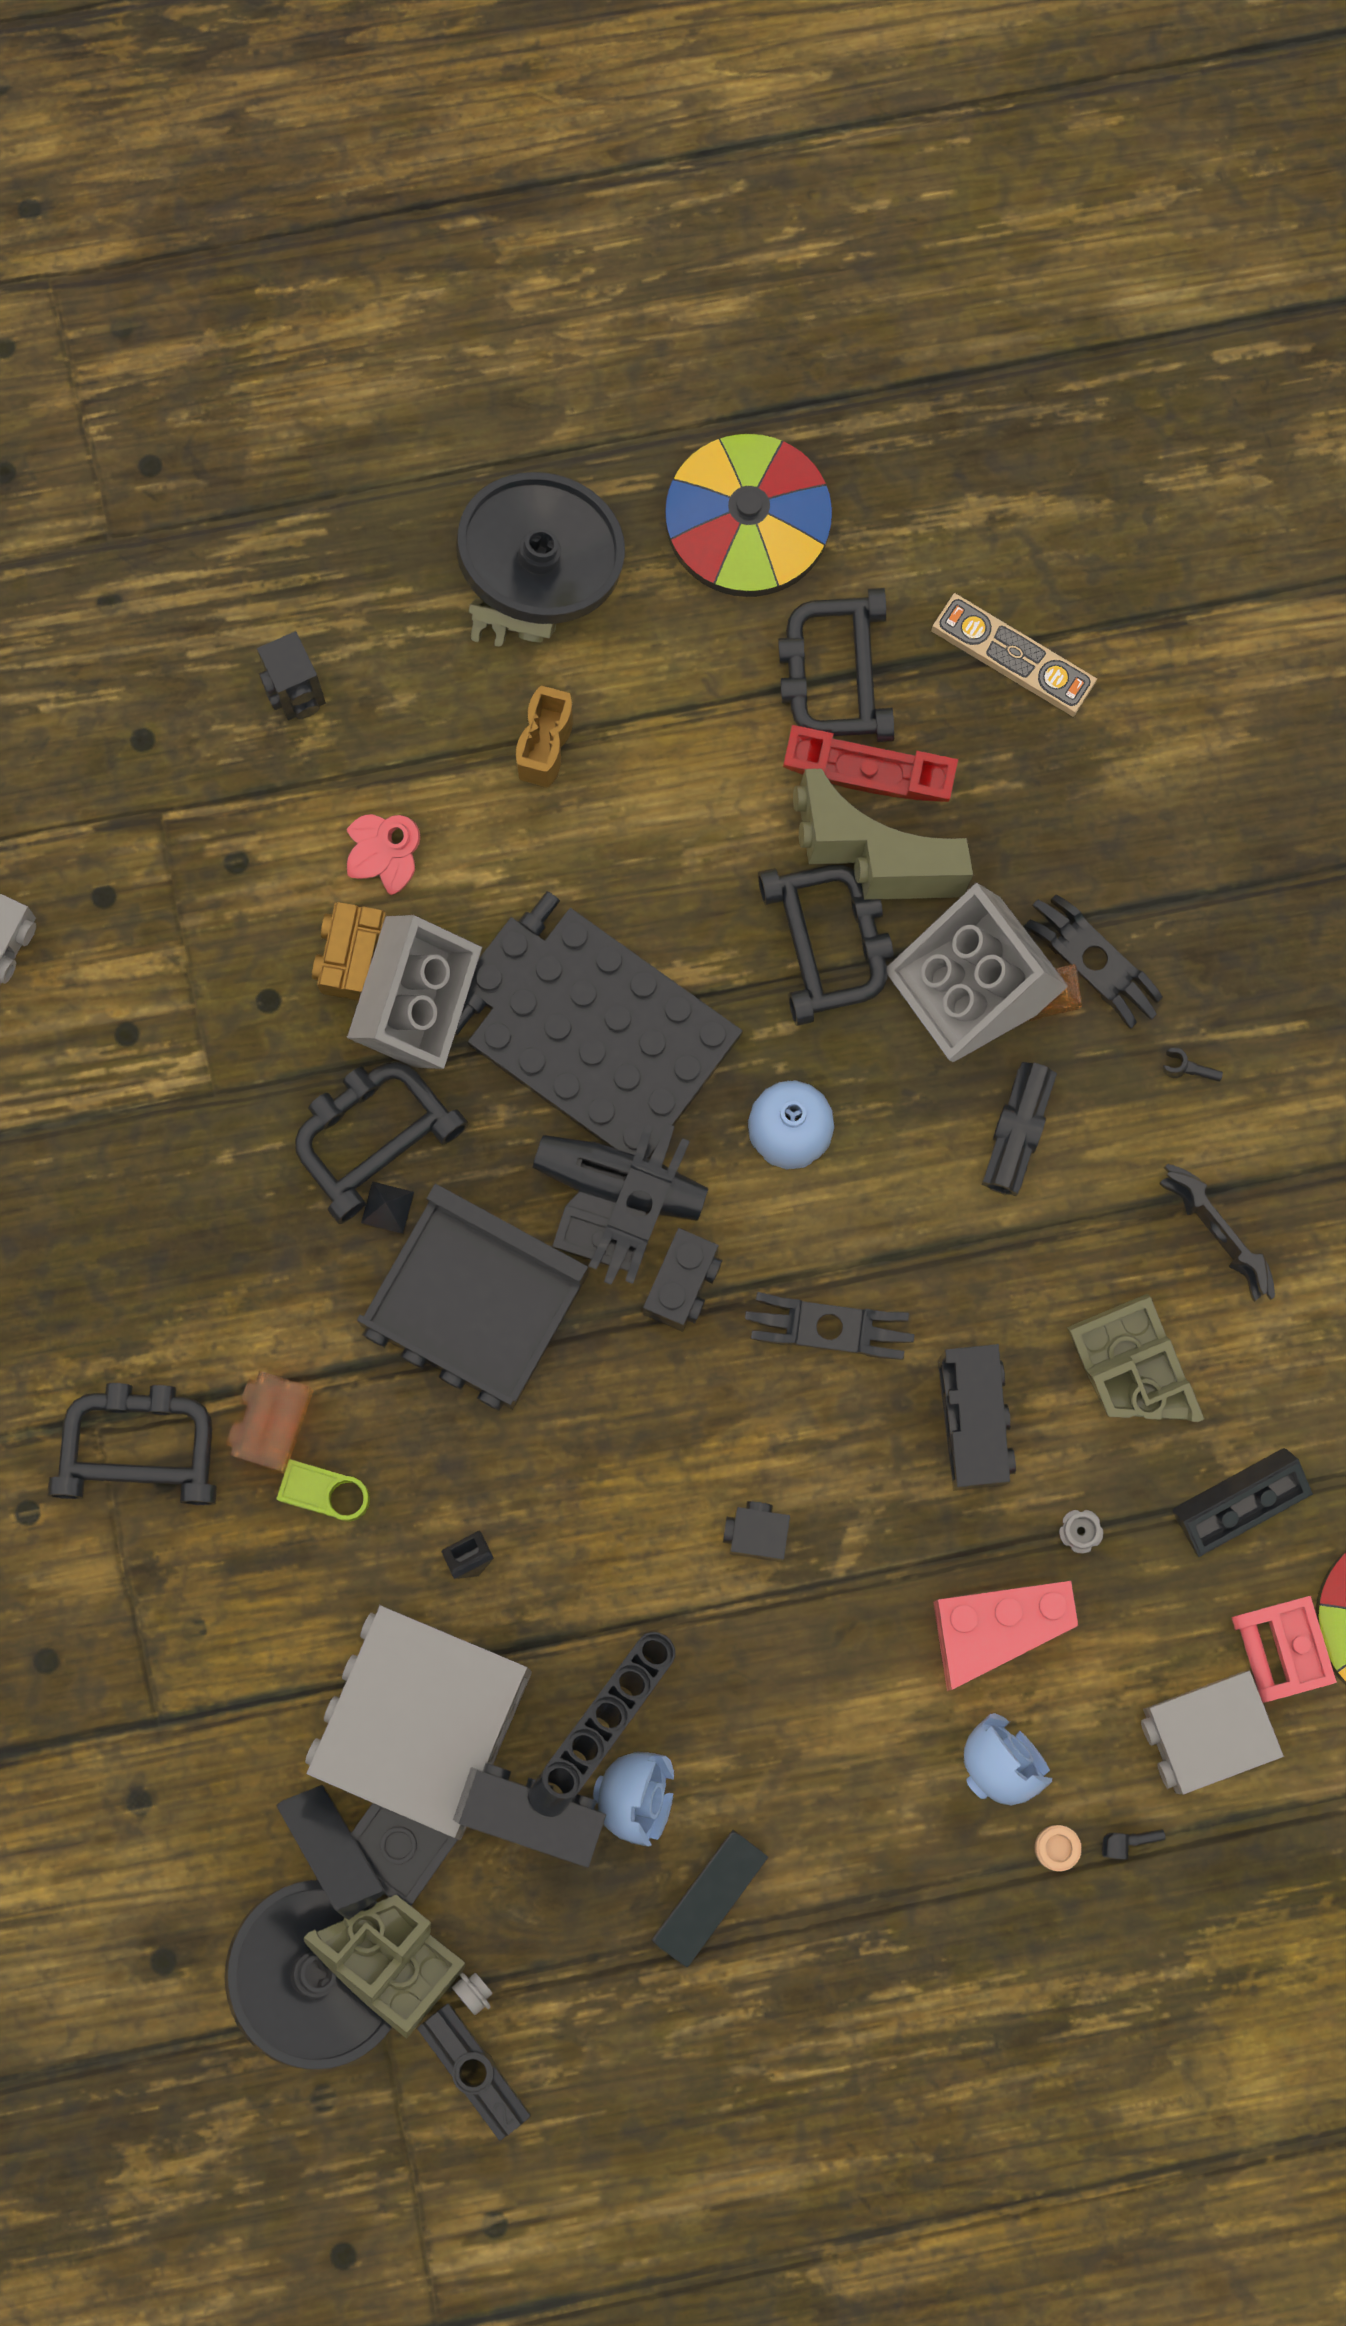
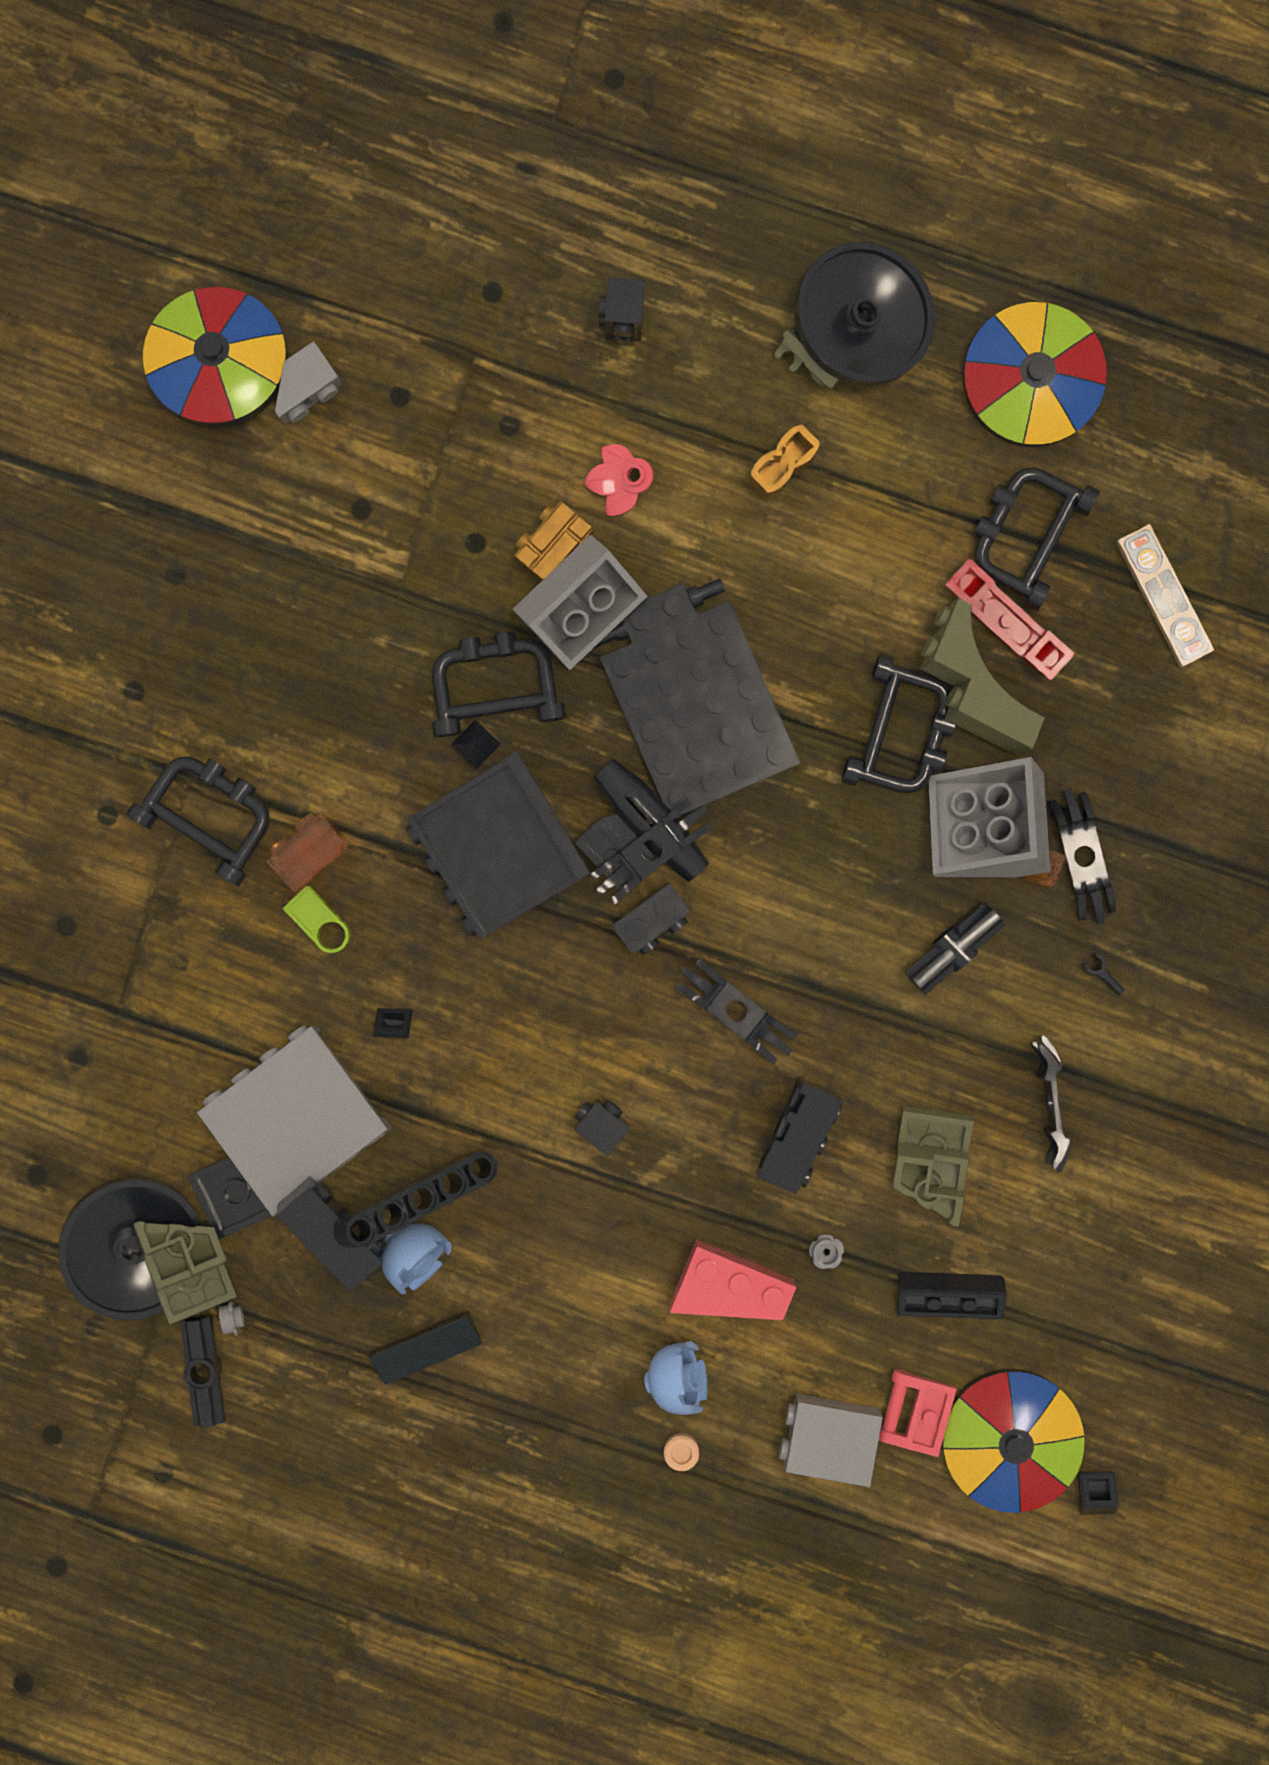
camera: 30 degrees right, 10 degrees up
(331, 1851) = (185, 1173): black slope -> none
(785, 1141) = (778, 855): light blue cylinder -> none
(1117, 1844) = (722, 1473): black hand -> none

